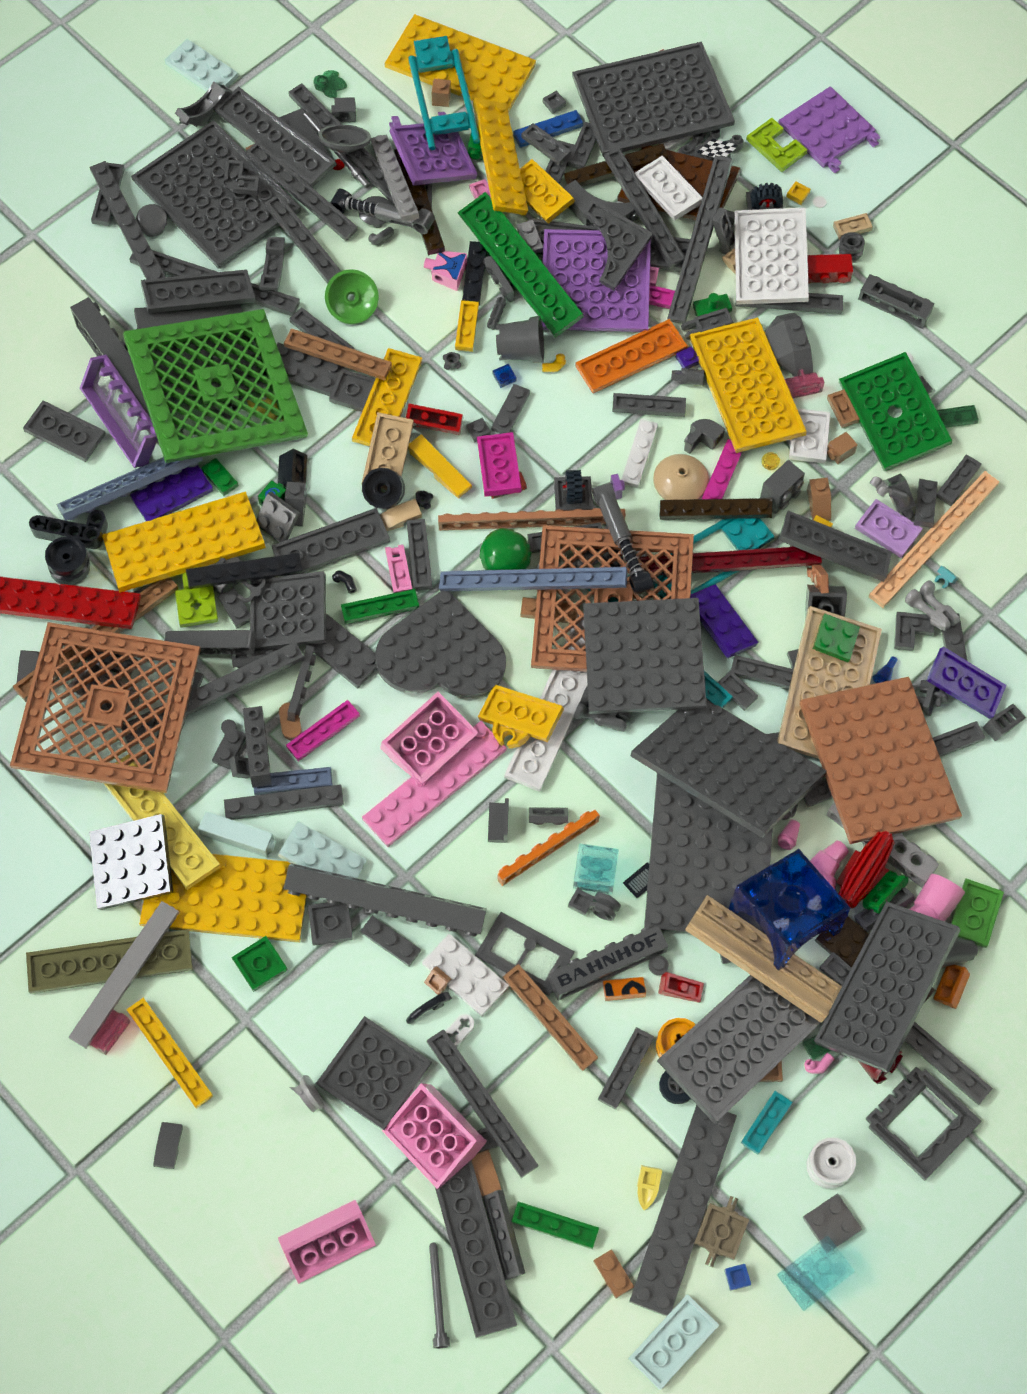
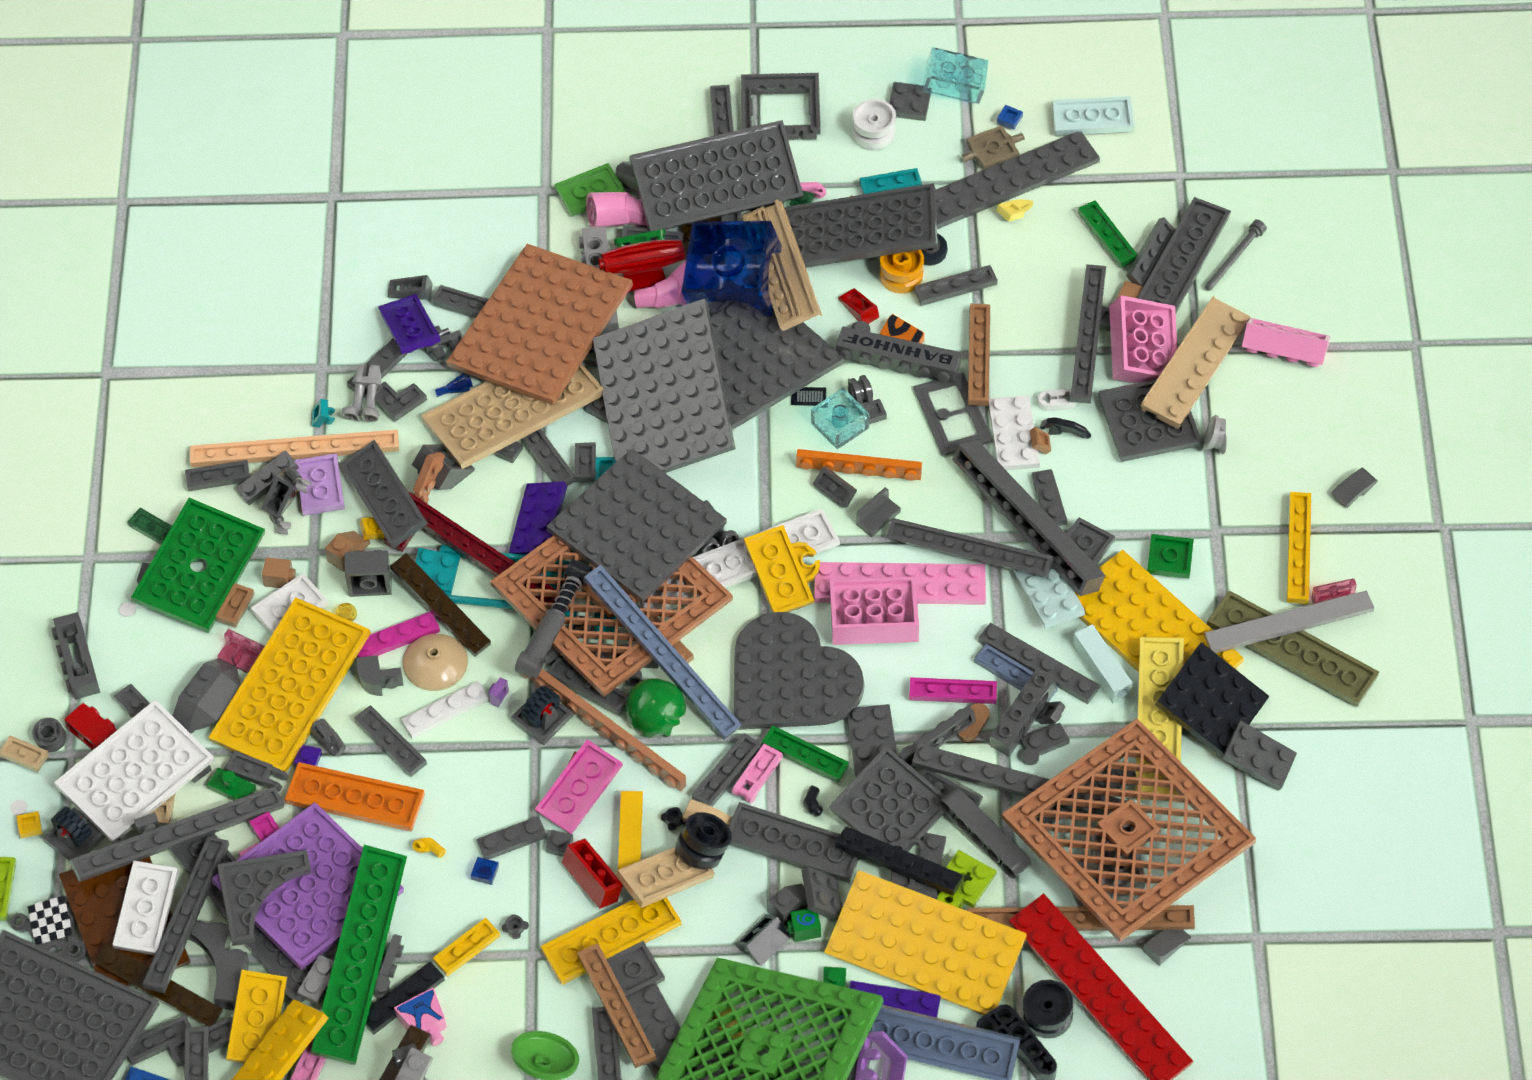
camera: 135 degrees left, 10 degrees down
(66, 851) = (1259, 755): none -> dark grey plate
(379, 1154) = (1195, 362): none -> tan plate
(404, 840) = (970, 547): none -> dark grey plate
(496, 313) = (425, 939): dark grey axle -> none
(521, 340) = (439, 876): dark grey piece -> none
(613, 1274) = (1094, 181): medium nougat plate -> none
(836, 637) = (468, 427): green plate -> none

